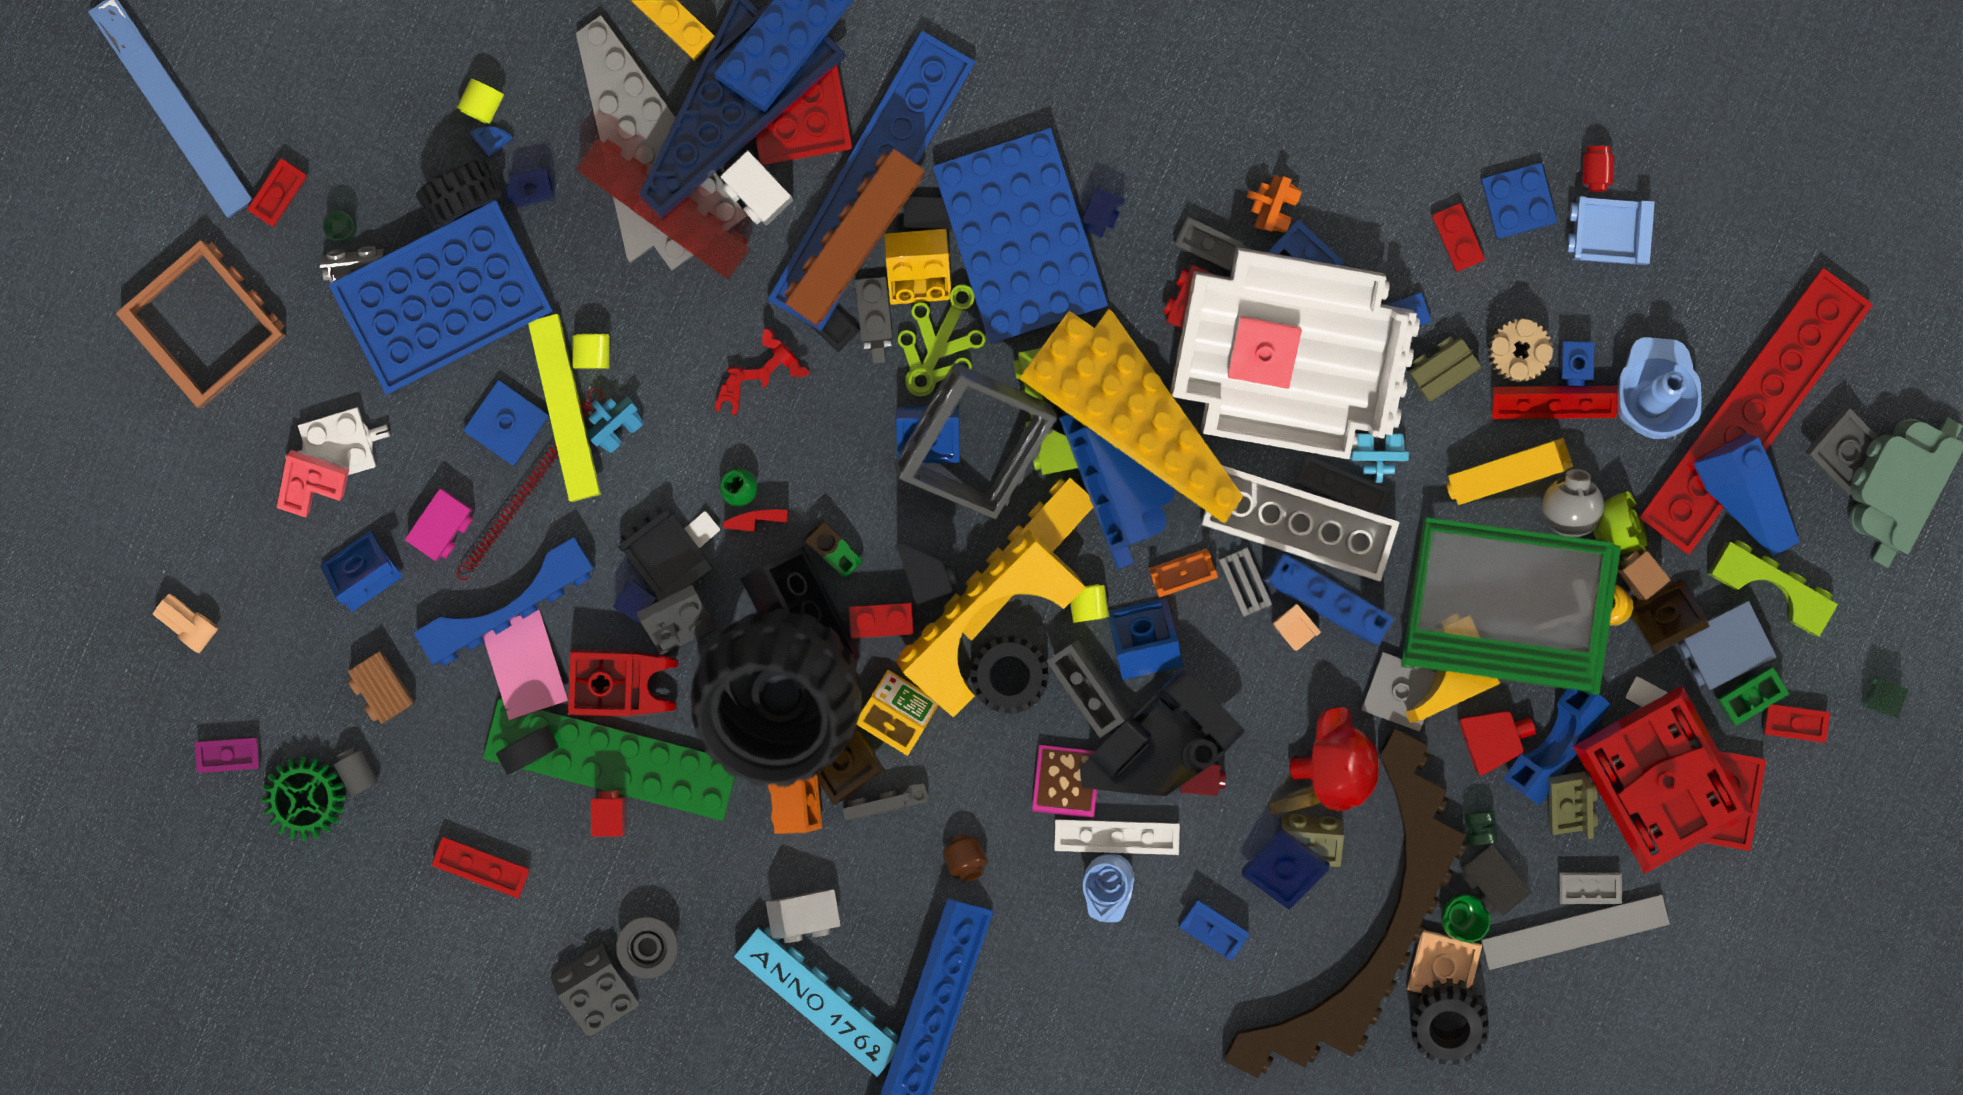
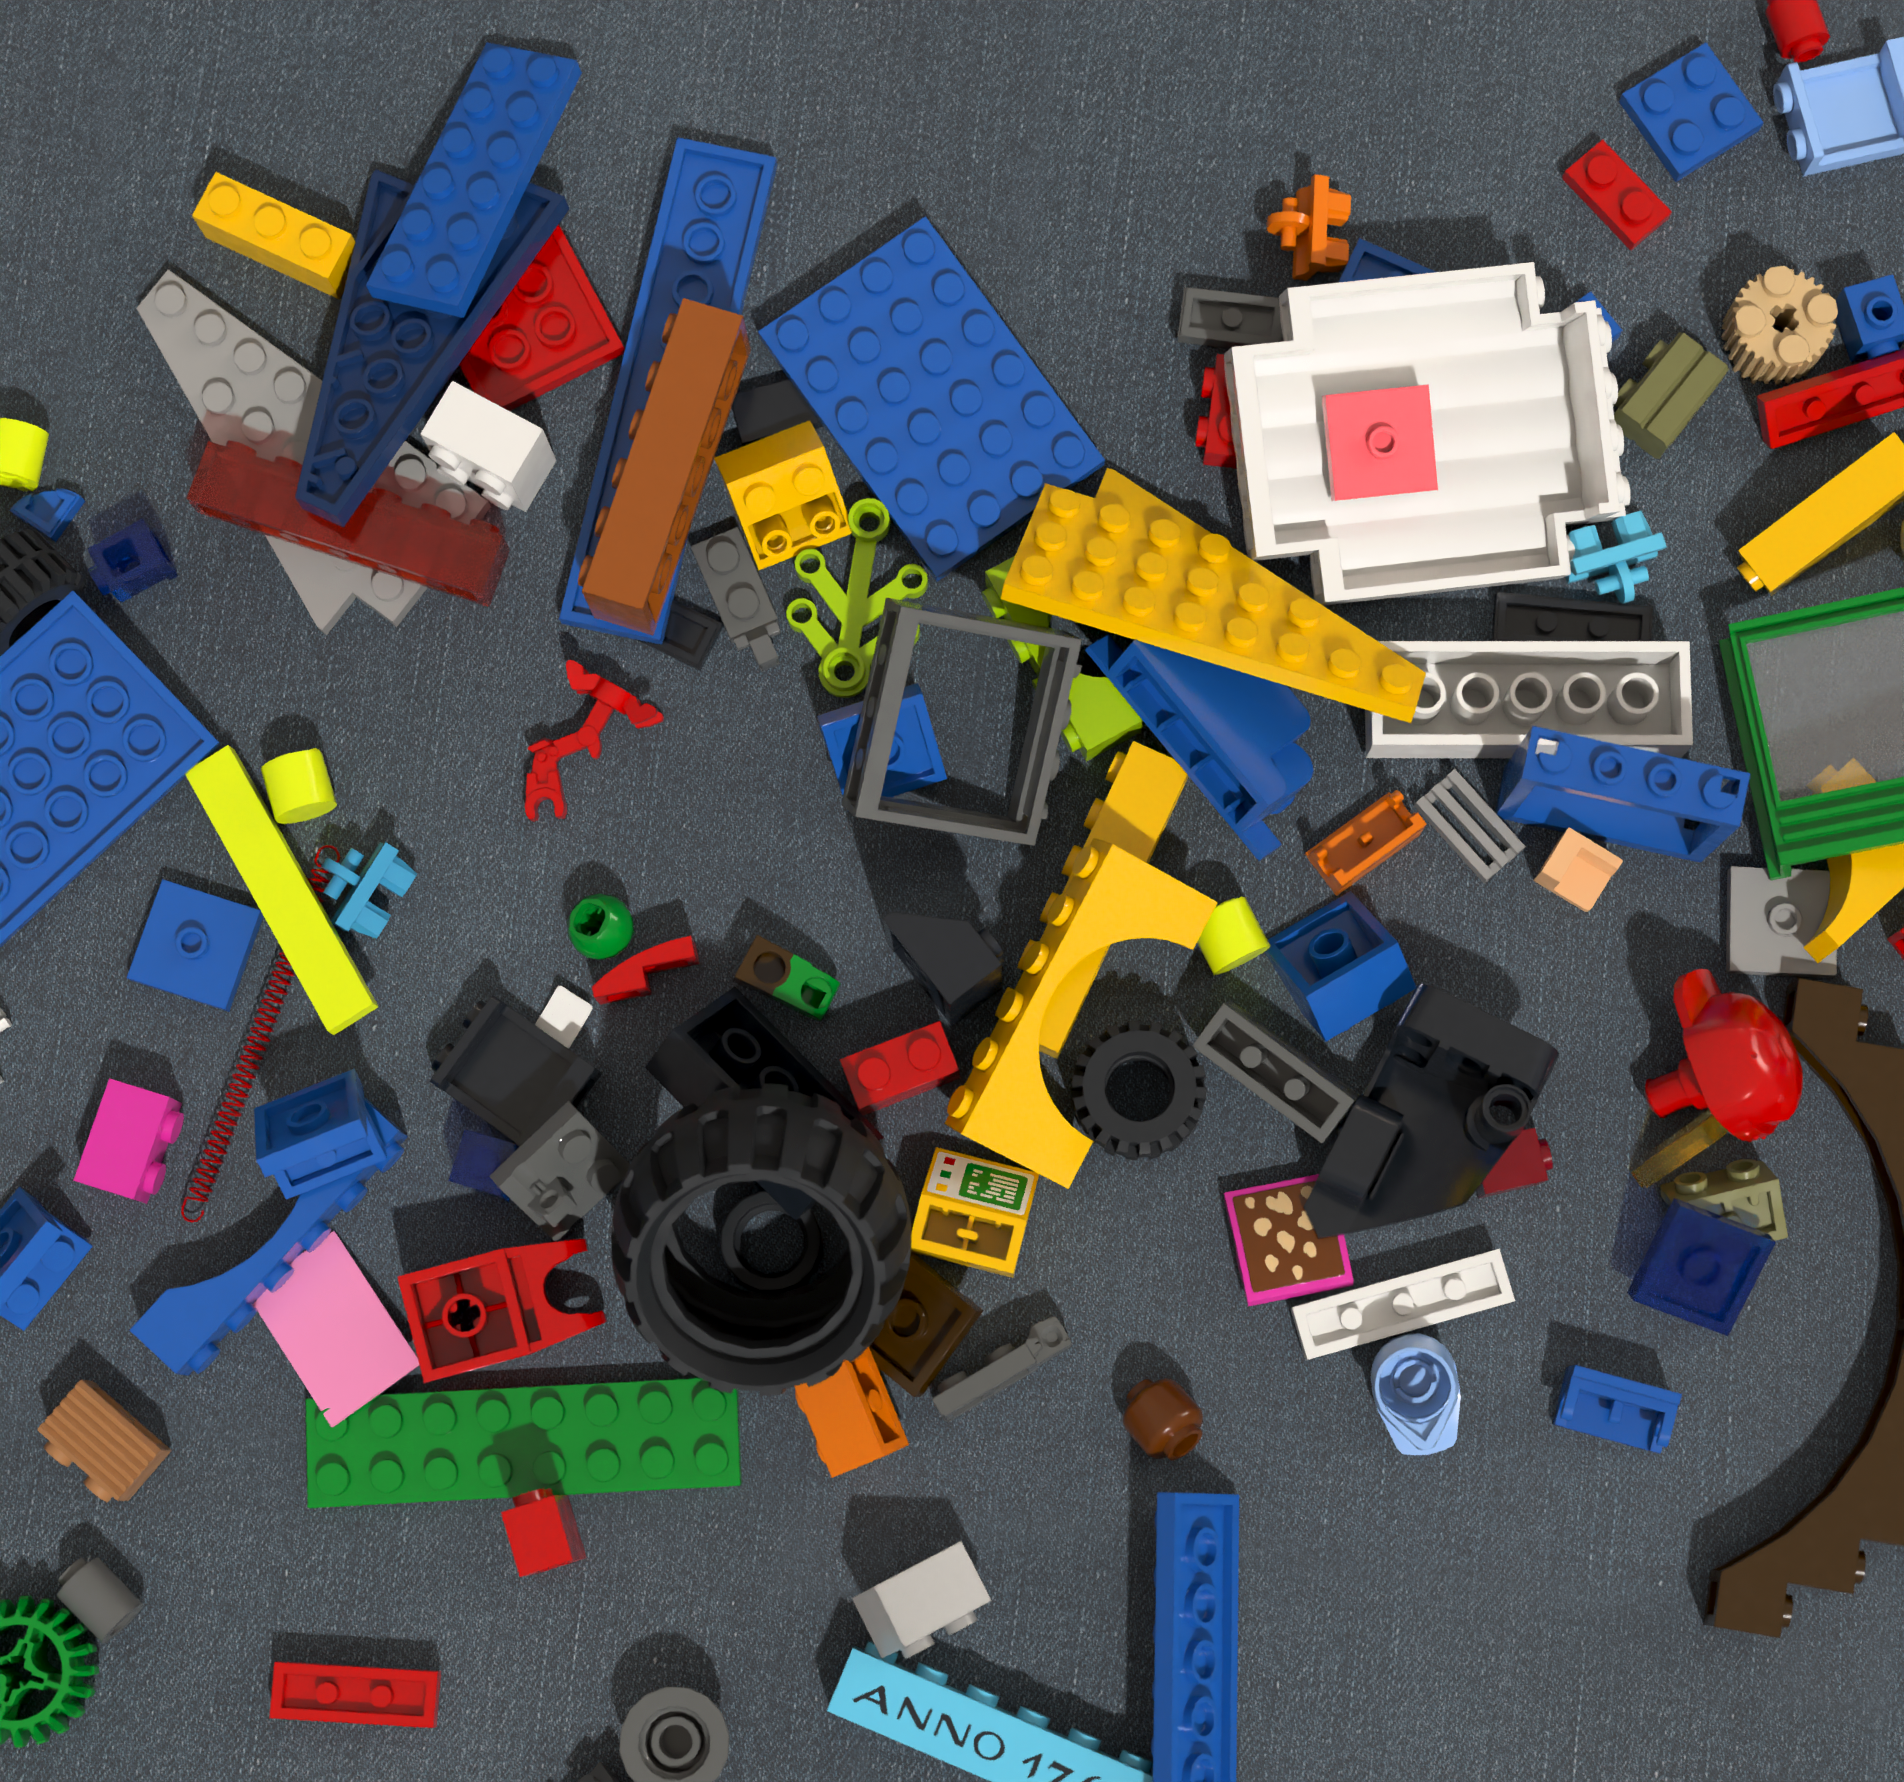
camera: 10 degrees left, 10 degrees down
(527, 750) = (371, 1465): black tyre -> none
(548, 558) = (317, 1135): none -> blue bracket
(1101, 212) = (1048, 320): clear blue brick -> none

